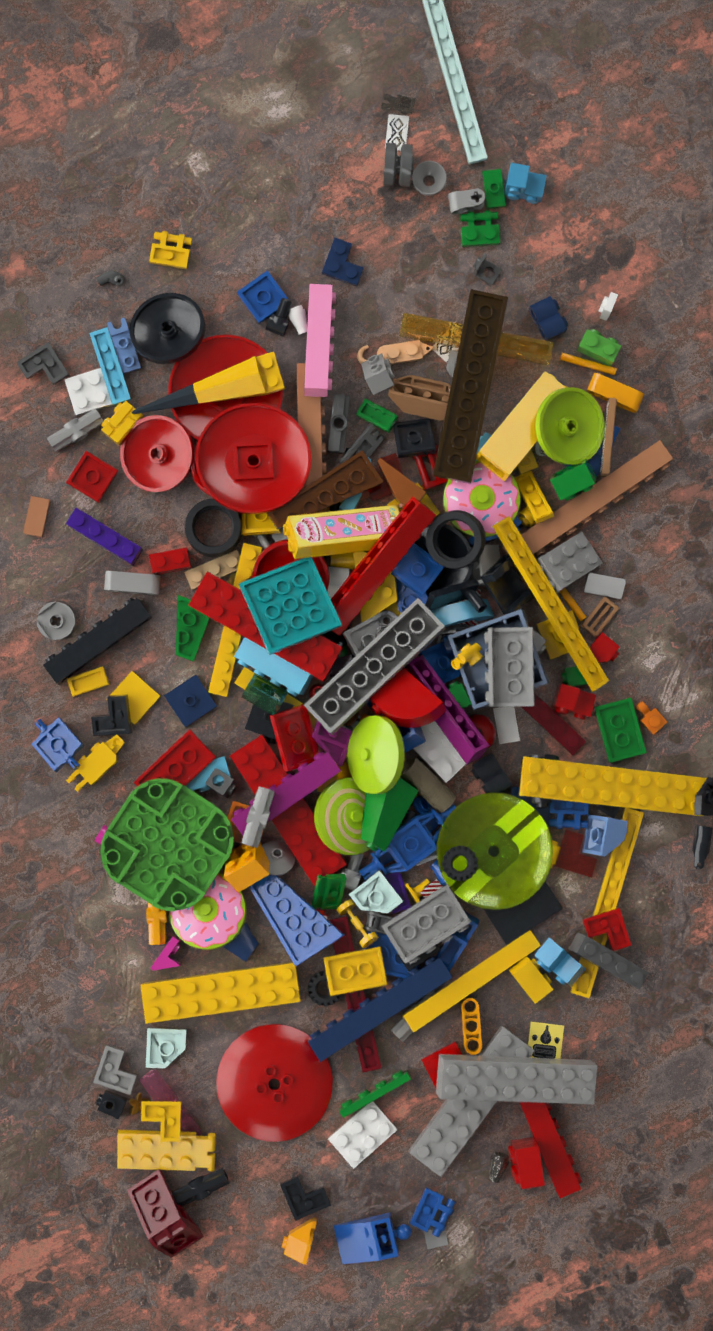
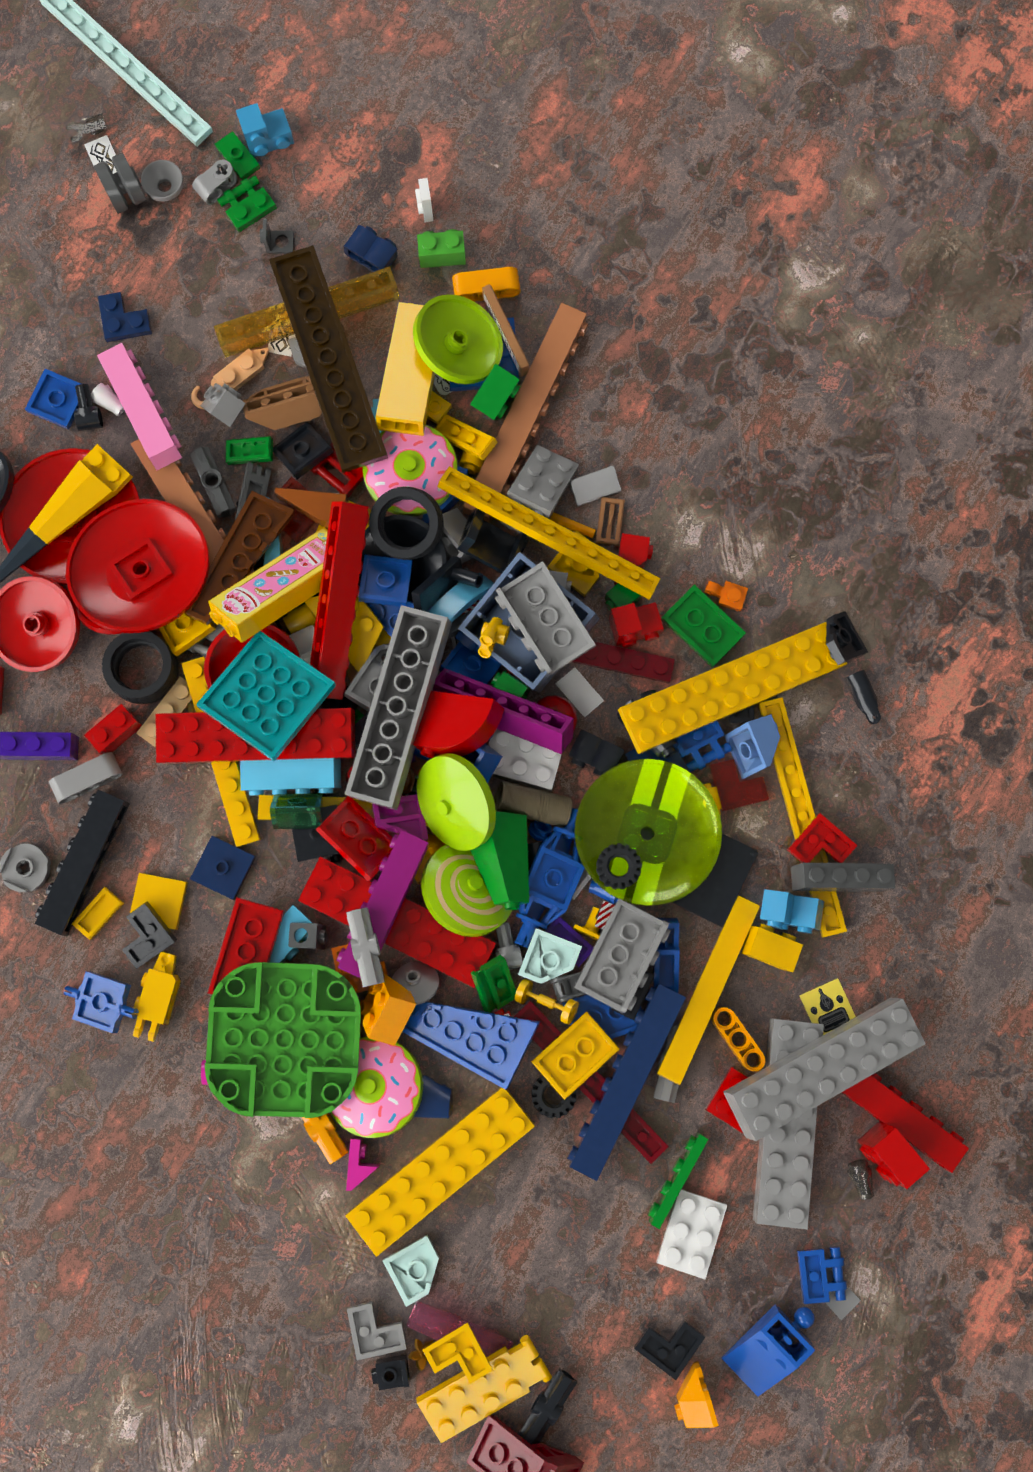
camera: 20 degrees left, 5 degrees down
(190, 629) = (178, 790): green wing -> none
(245, 1075) = (550, 1274): red dish -> none
(587, 363) = (440, 273): light orange bar -> none

